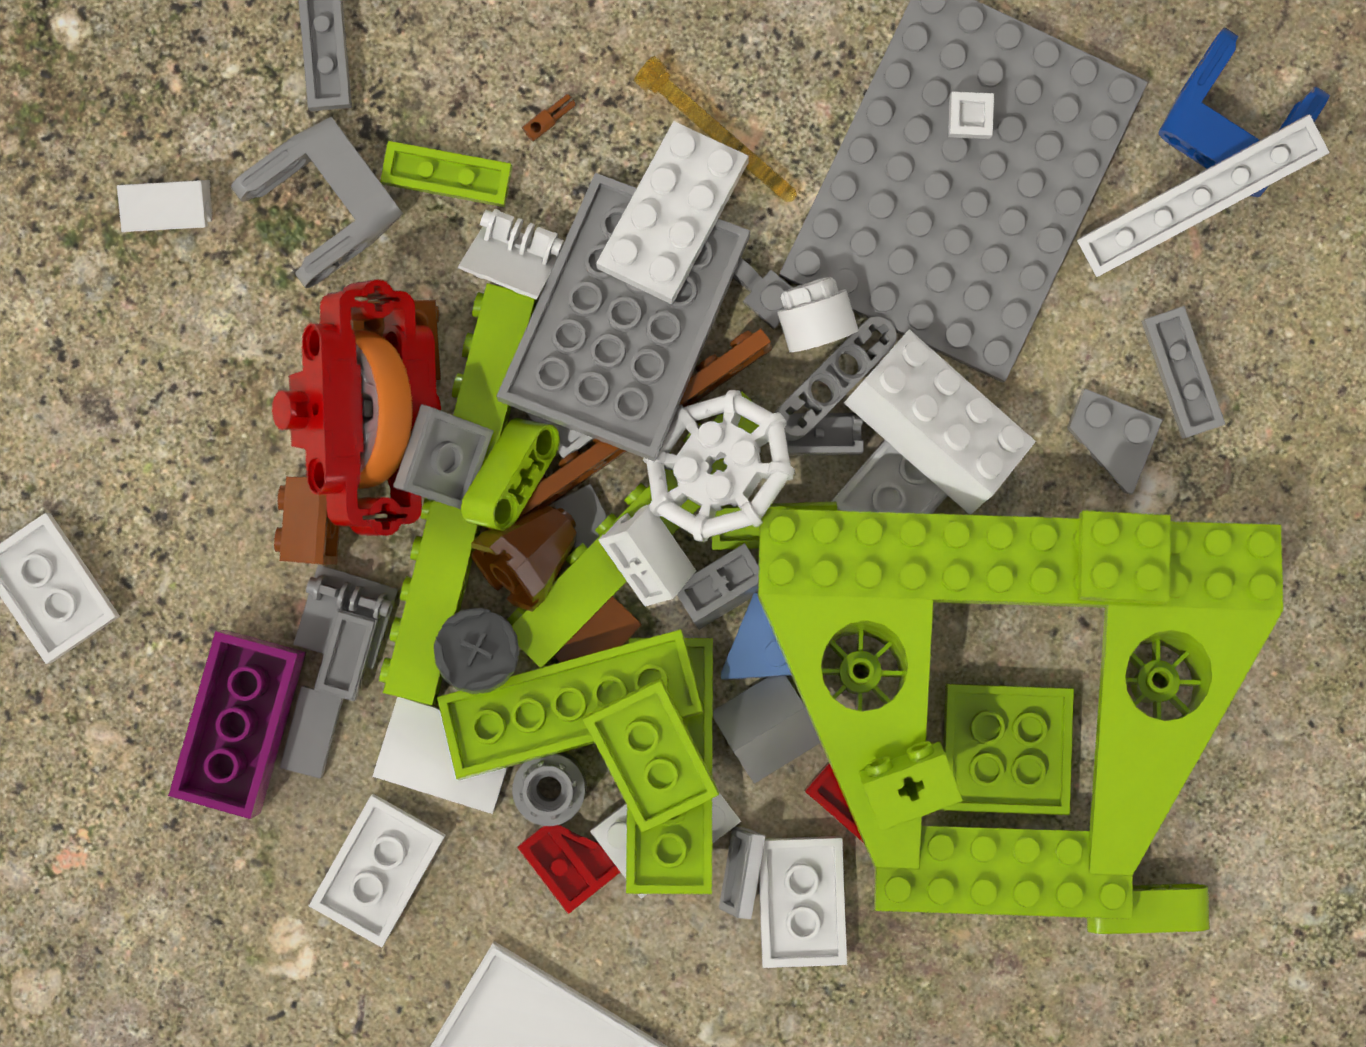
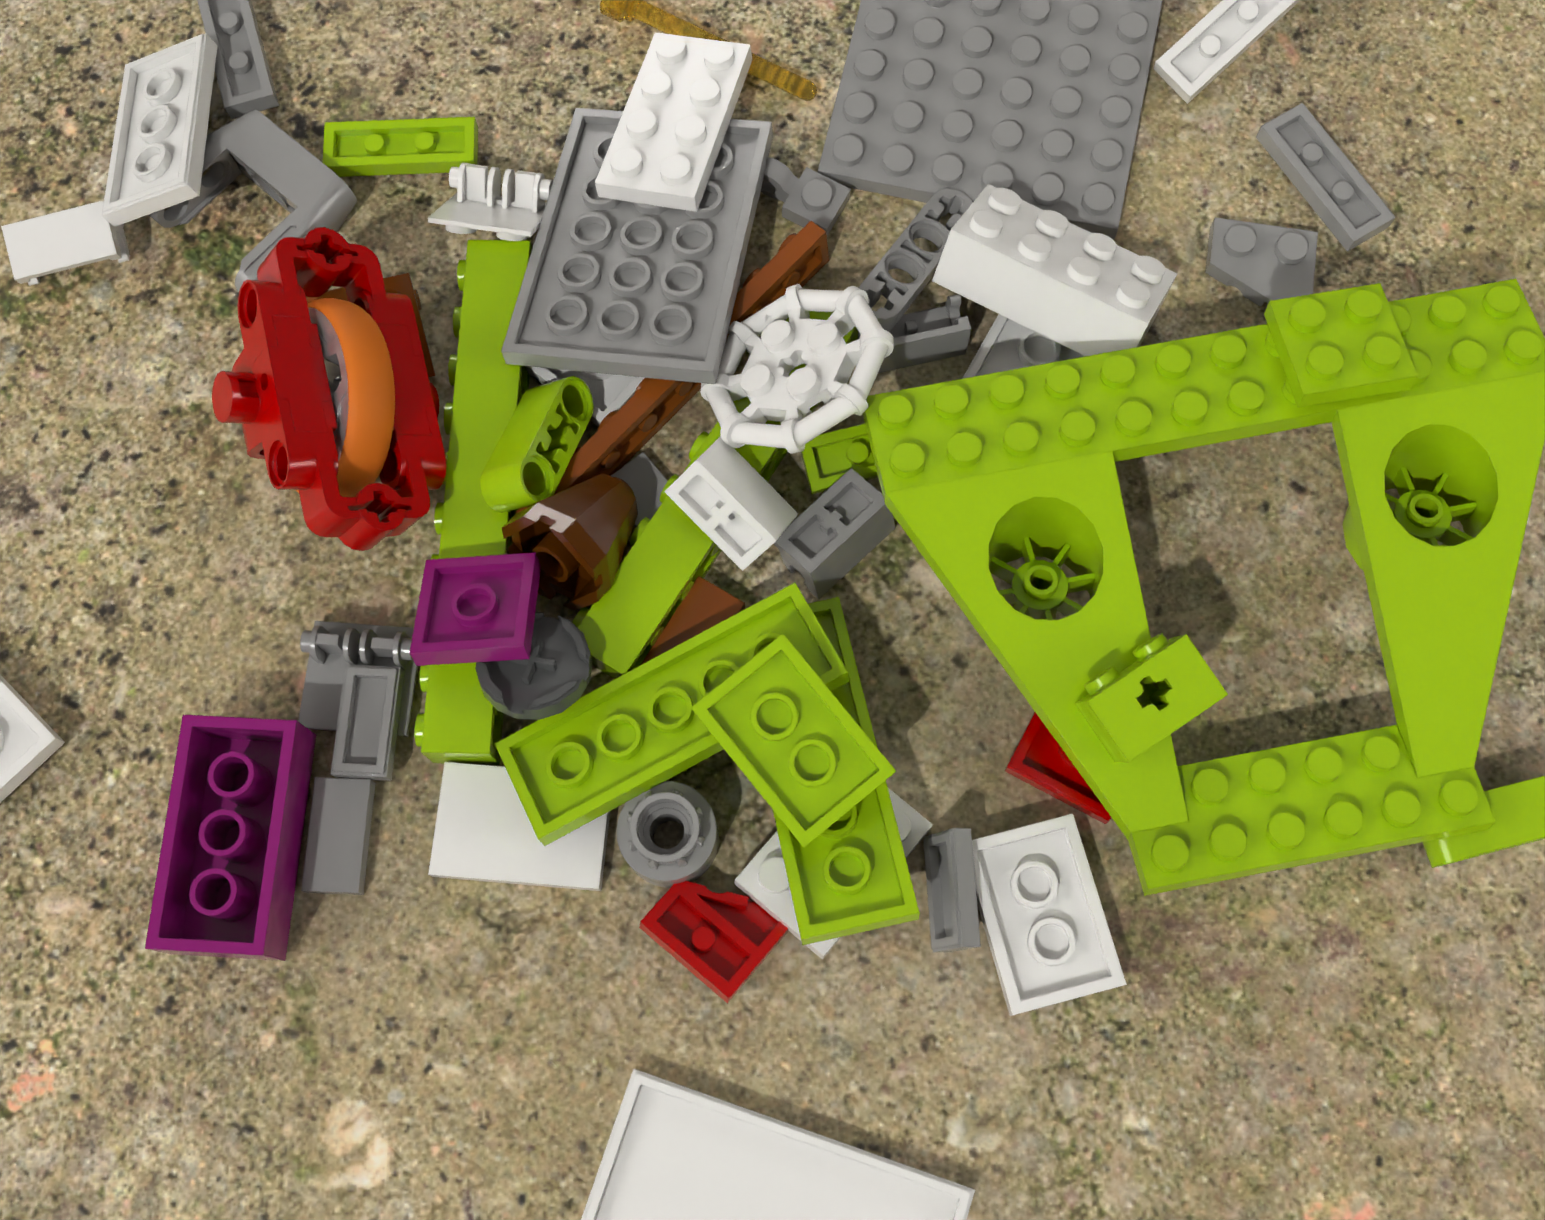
camera: 10 degrees left, 15 degrees down
(254, 122) = (160, 130): none -> white tile
(306, 529) = (294, 566): dark orange slope -> none
(377, 870) = (455, 1002): white plate -> none
(442, 456) = (443, 428): light grey tile -> none
(442, 603) = (476, 609): none -> magenta plate
(543, 121) = (509, 71): dark orange pin -> none
(754, 648) = (903, 595): medium blue wing -> none
(766, 726) = (939, 696): light grey slope -> none
(816, 314) = (873, 193): white piece -> none
(1010, 747) = (1268, 646): lime plate -> none

